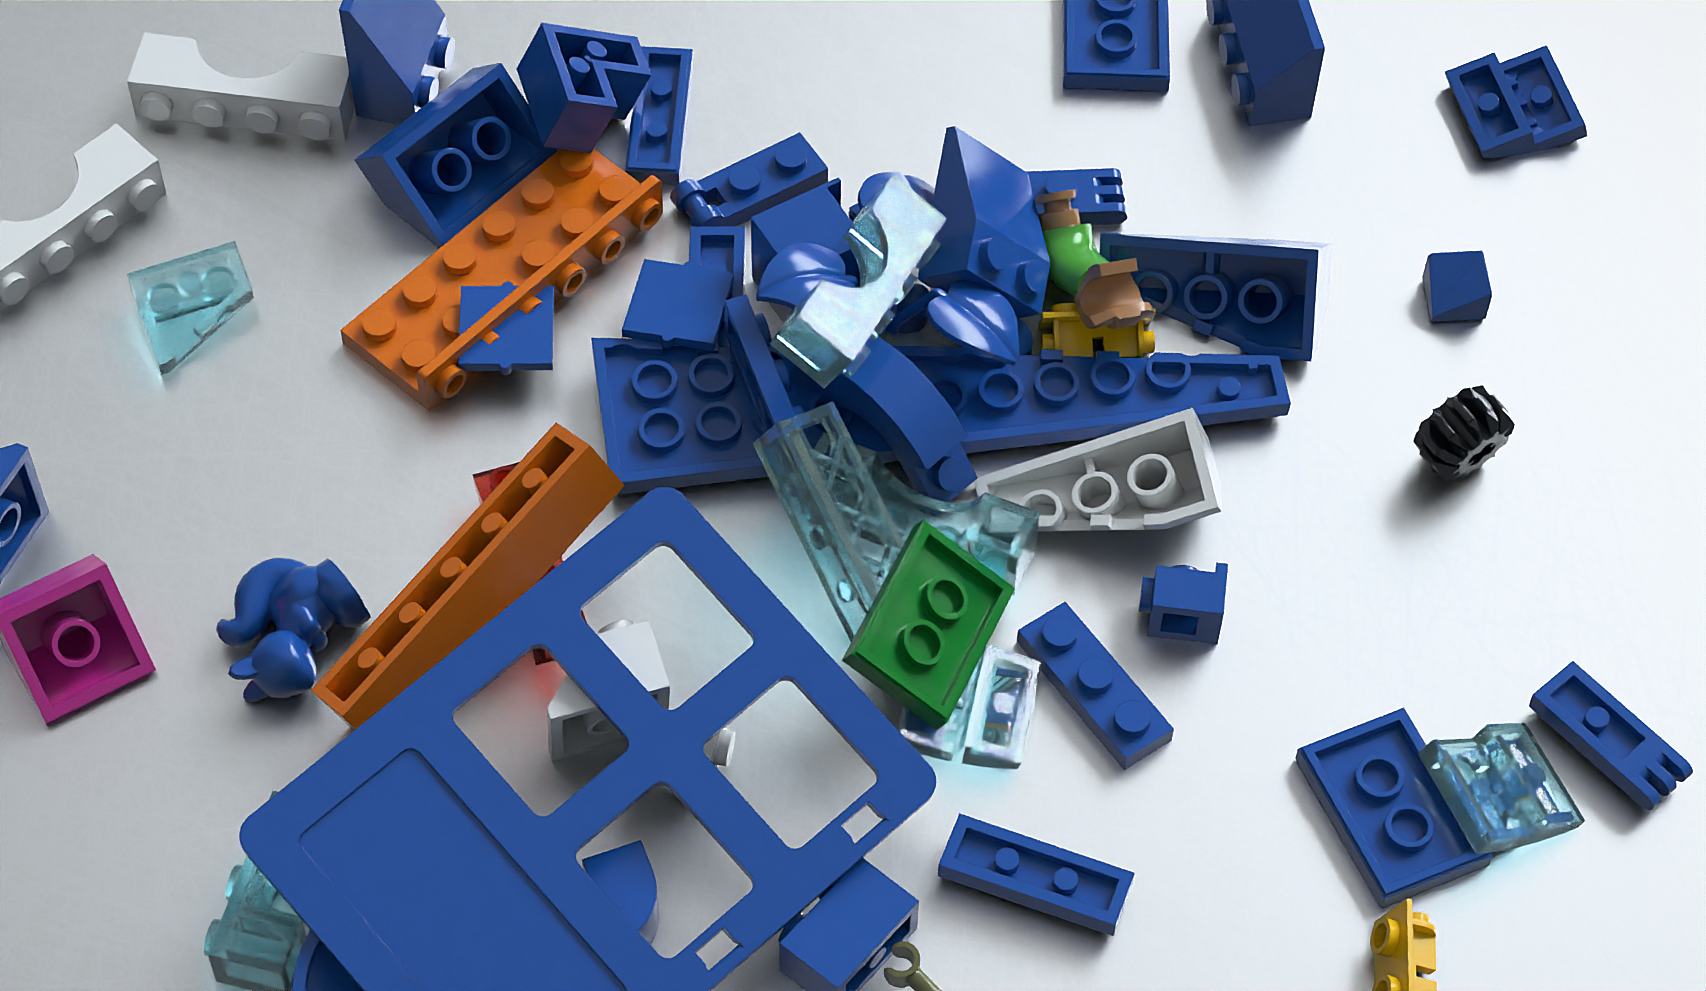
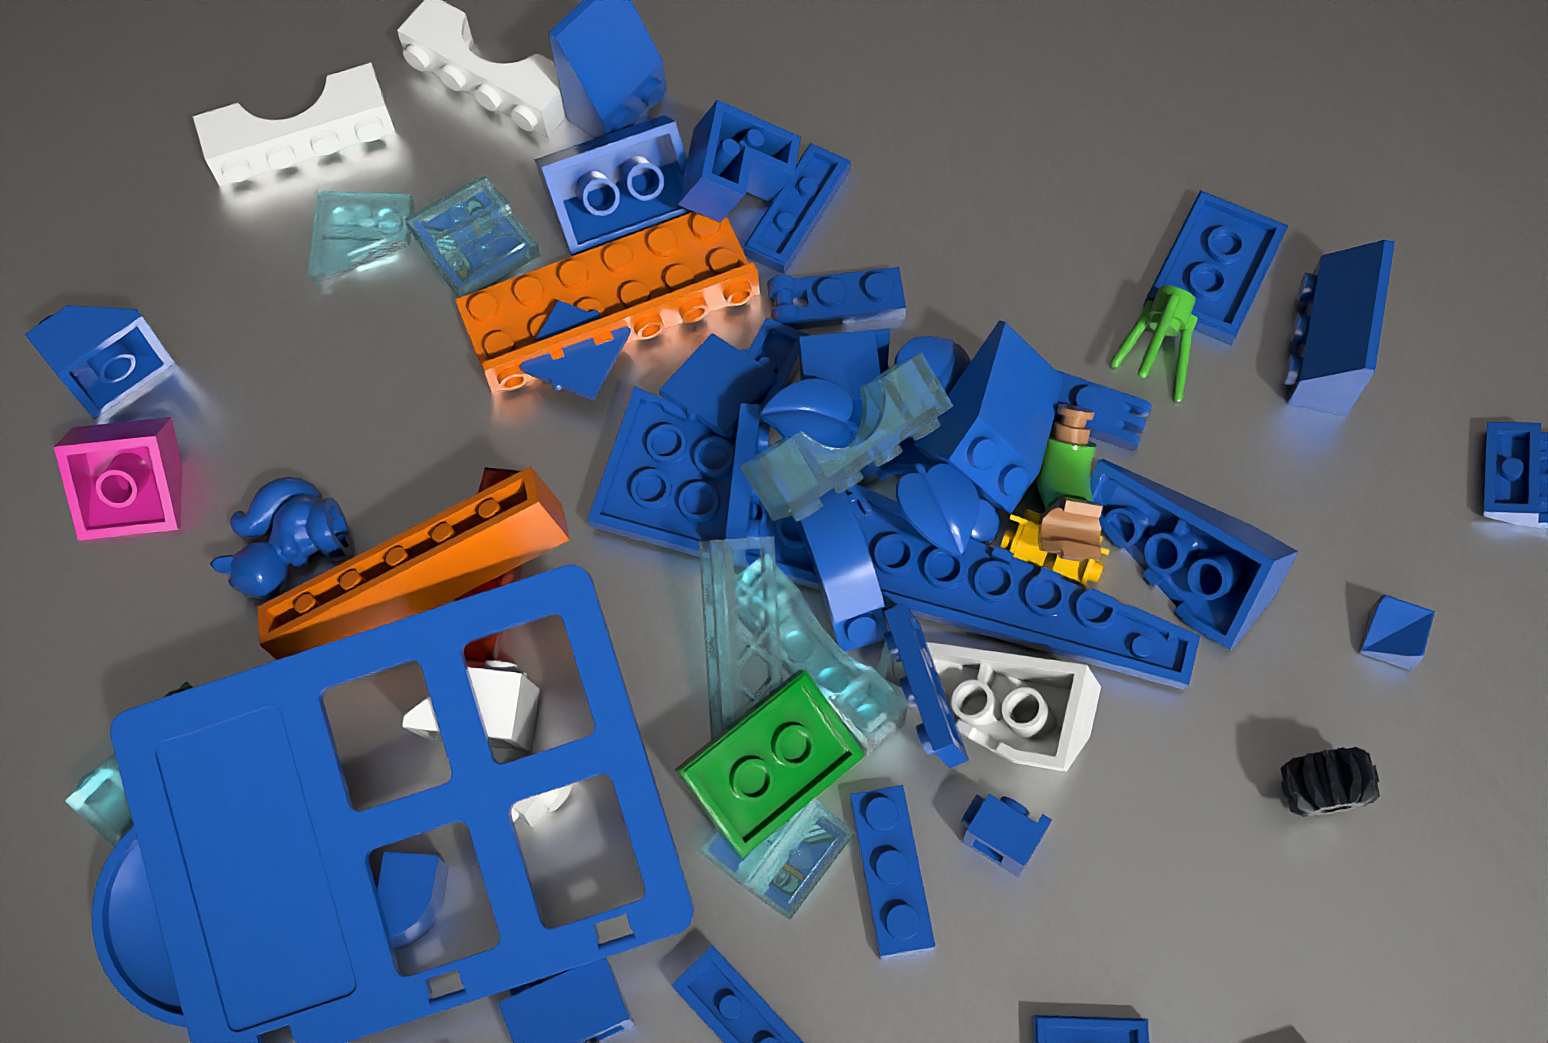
camera: 30 degrees right, 10 degrees up
(324, 262) = (472, 237): none -> clear light blue slope
(1038, 491) = (923, 687): none -> blue plate
(1098, 81) = (1168, 315): none -> bright green plant

